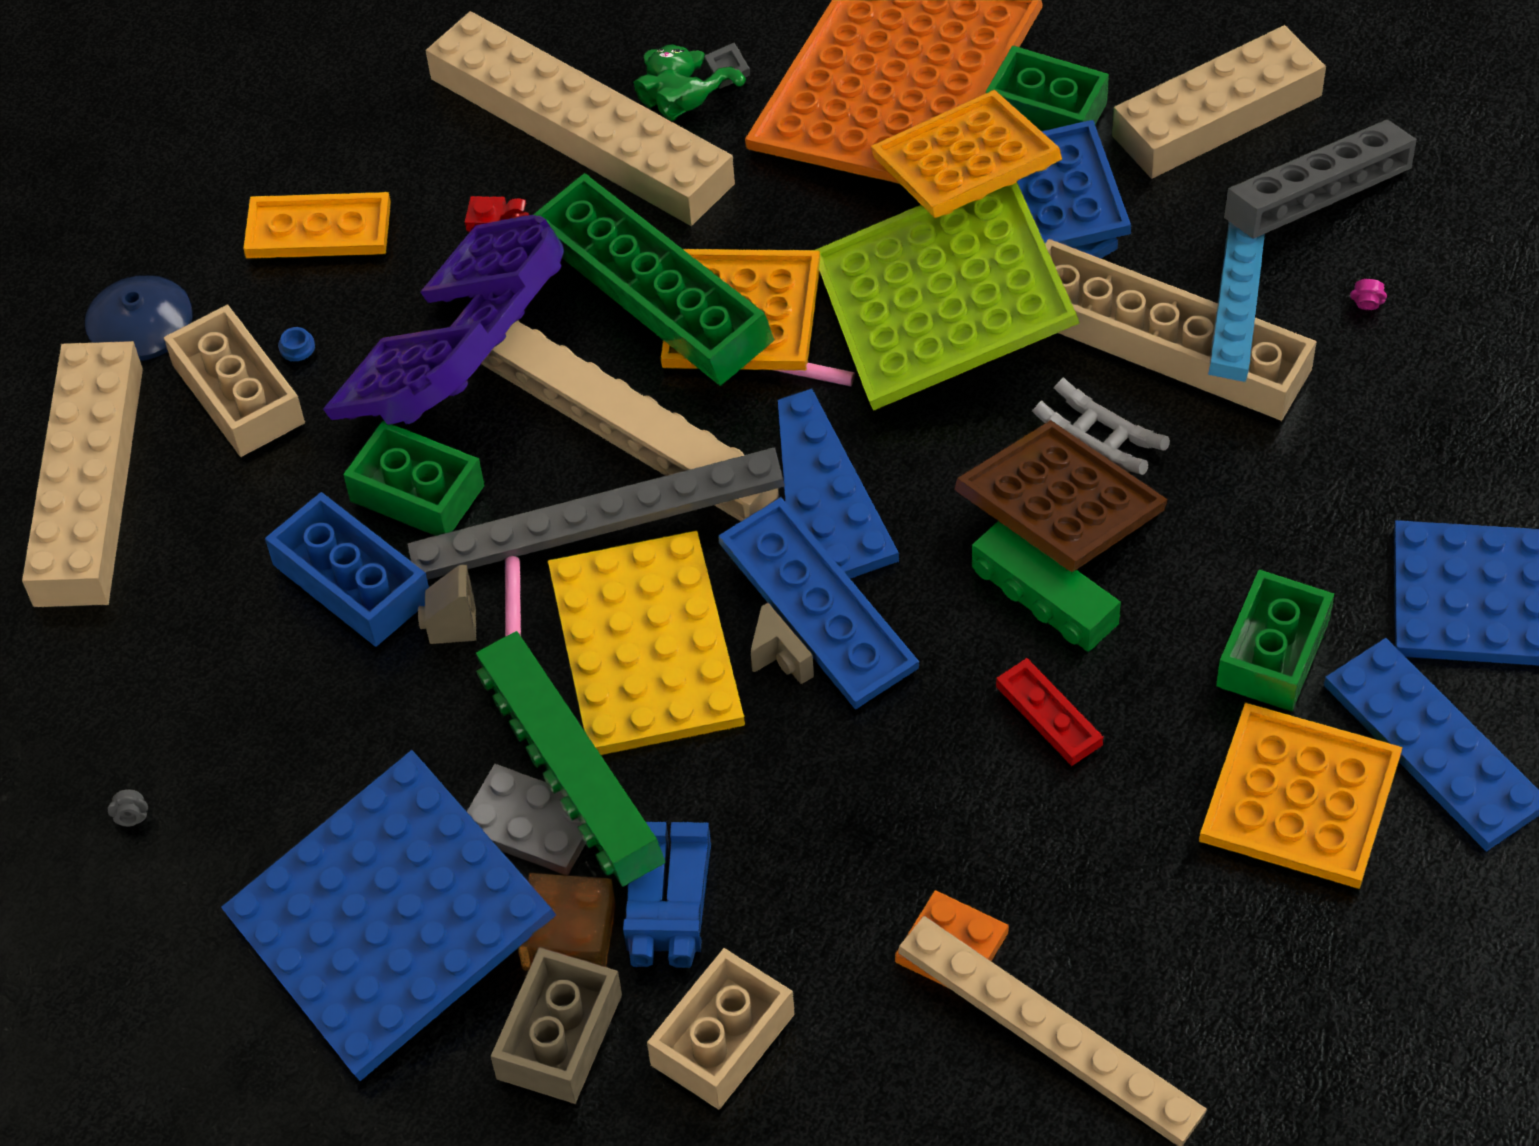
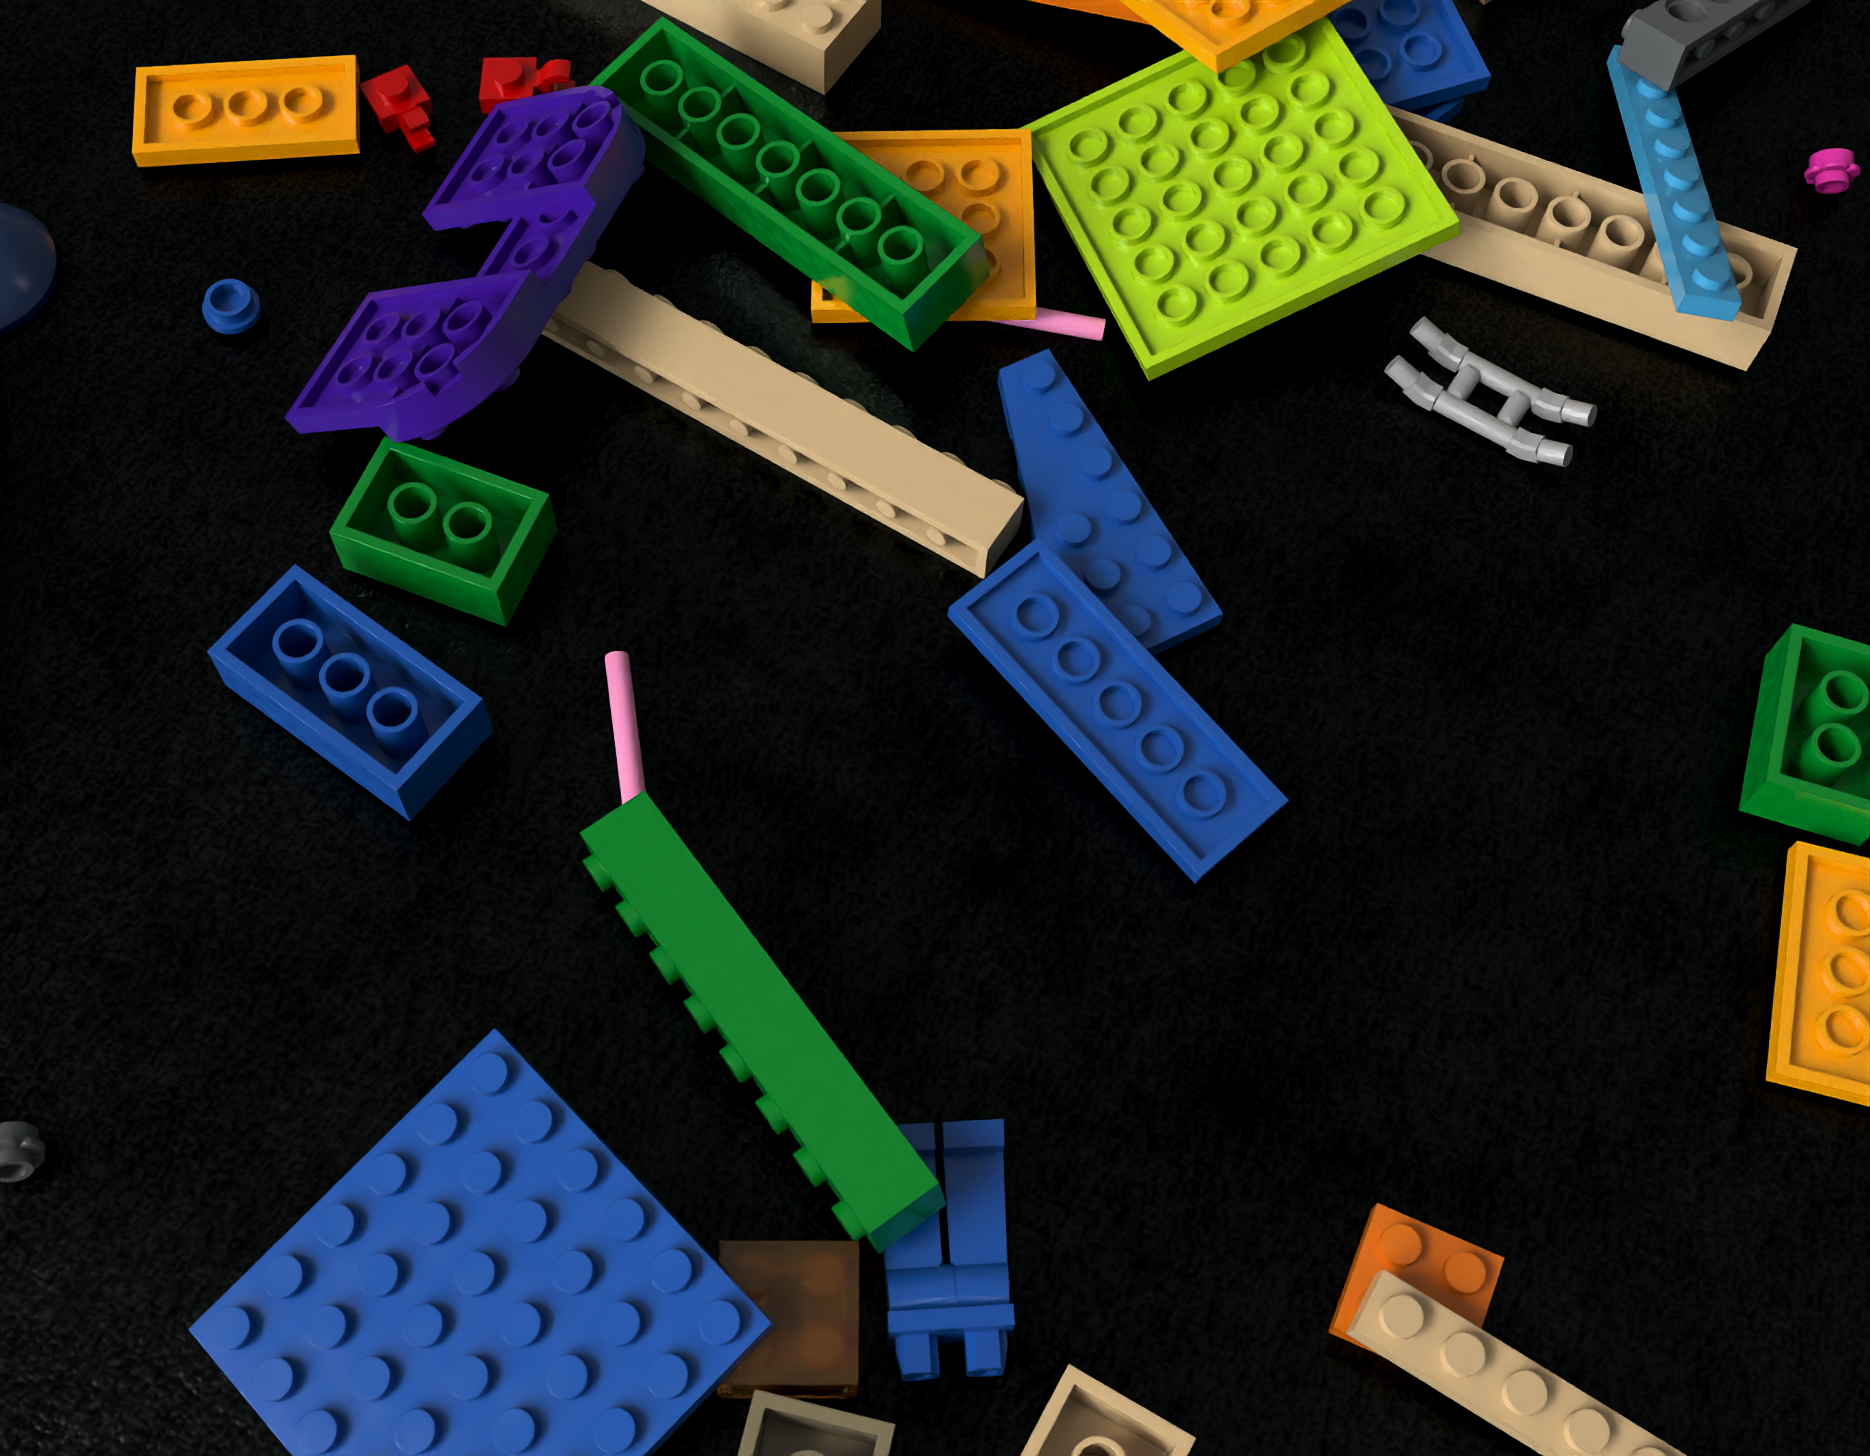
camera: 15 degrees left, 10 degrees up
(234, 380) = (134, 372): tan brick -> none
(415, 224) = (400, 103): none -> red plate
(449, 609) = (526, 753): dark tan slope -> none
(527, 820) = (691, 1121): light grey plate -> none
(598, 513) = (744, 577): dark grey plate -> none
(645, 643) = (847, 791): yellow plate -> none
(777, 642) = (1061, 774): dark tan slope -> none
(1049, 711) = (1500, 872): red plate -> none
(1052, 593) = (1457, 656): green brick -> none
(1060, 495) = (1460, 512): reddish brown plate -> none

